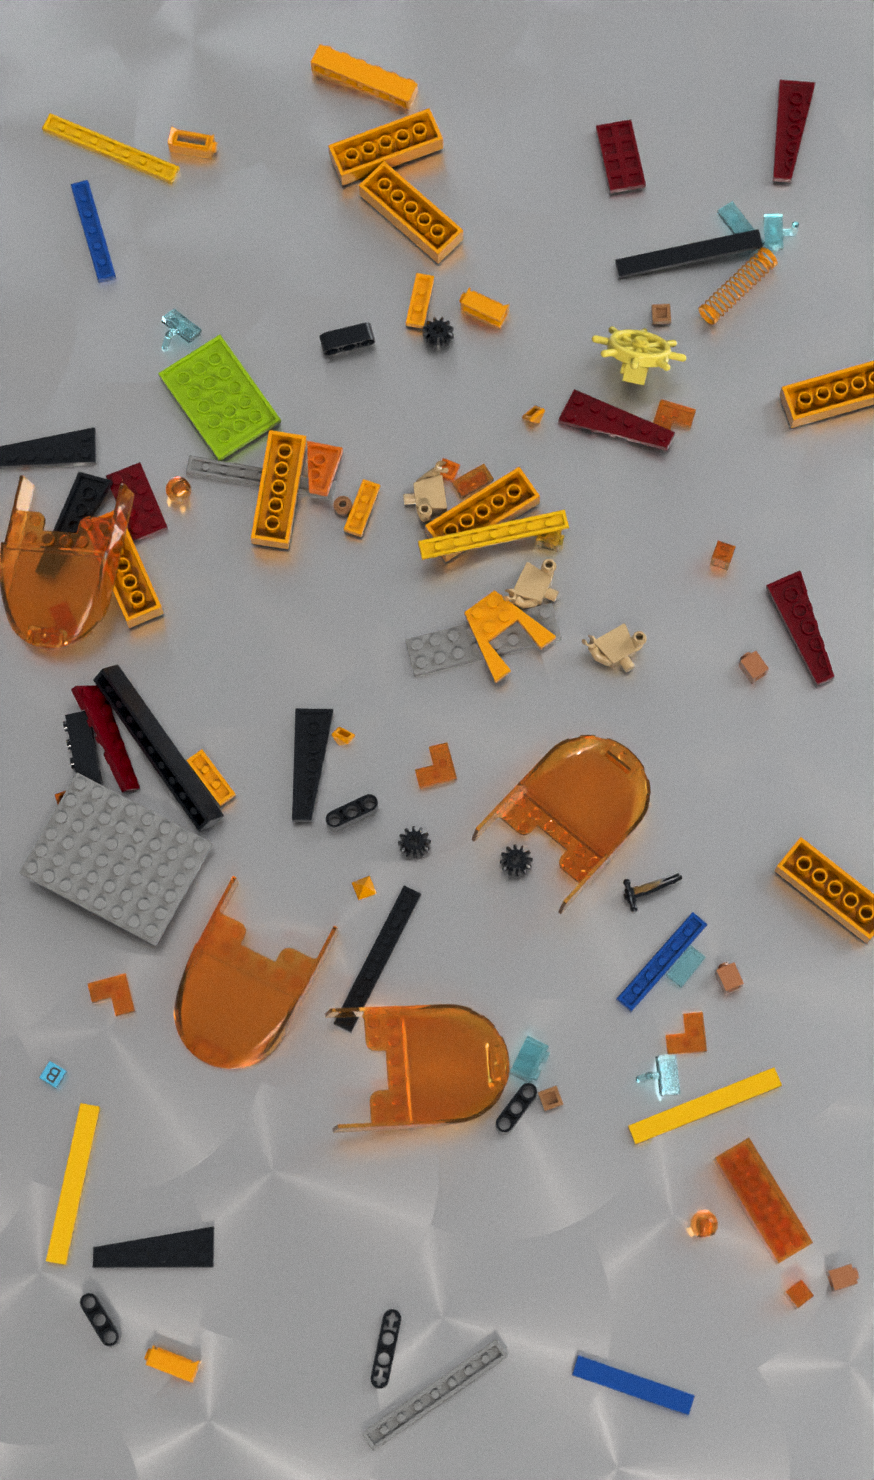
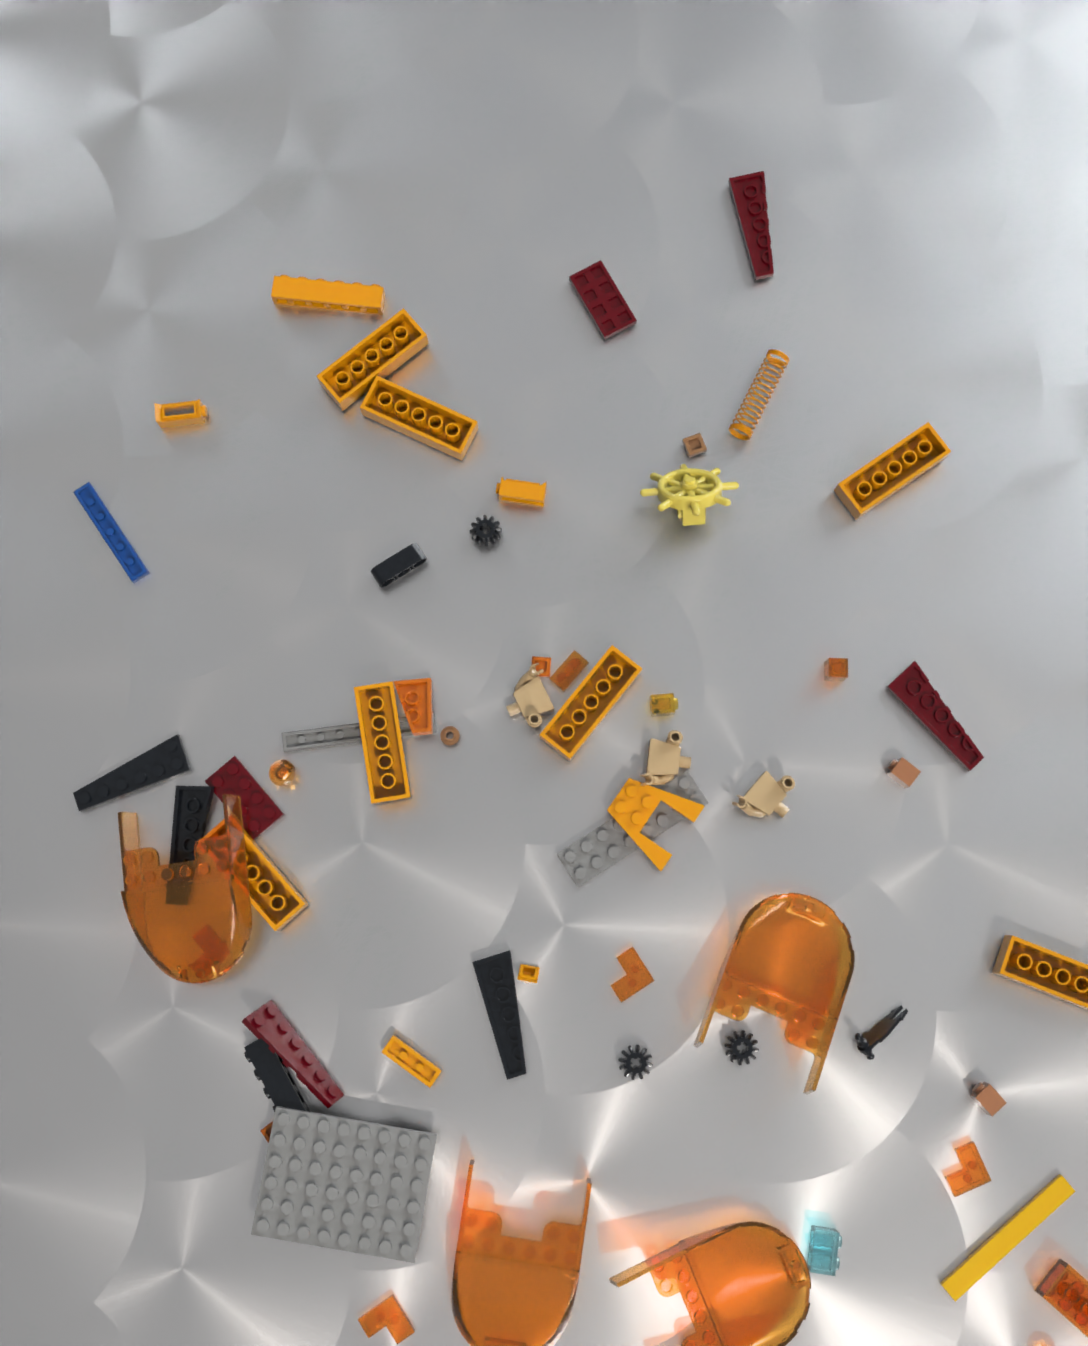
camera: 20 degrees left, 5 degrees up
(110, 148) = (101, 443): yellow tile -> none
(158, 747) = (349, 1049): black brick -> none
(179, 325) = (228, 603): clear light blue plate -> none
(219, 397) = (292, 664): lime plate -> none
(358, 805) = (560, 1061): black beam -> none
(362, 508) = (470, 733): light orange plate -> none
(364, 888) = (600, 1123): light orange slope -> none
(379, 955) = (638, 1189): black tile -> none
(420, 300) = (457, 504): light orange plate -> none
(493, 534) = (609, 723): yellow tile -> none
(518, 1099) = (829, 1316): black beam -> none
(534, 414) = (605, 584): light orange slope -> none
(550, 1098) = (857, 1283): medium nougat plate -> none
(599, 416) = (667, 567): dark red wing -> none
(661, 962) = (915, 1102): blue tile -> none
(666, 1075) = (961, 1220): clear light blue plate -> none
(673, 413) = (734, 542): clear orange tile -> none
(685, 966) = (940, 1099): clear light blue tile -> none
(688, 253) = (700, 376): black tile -> none
(735, 220) = (740, 335): clear light blue tile -> none
(774, 231) = (774, 330): clear light blue plate -> none

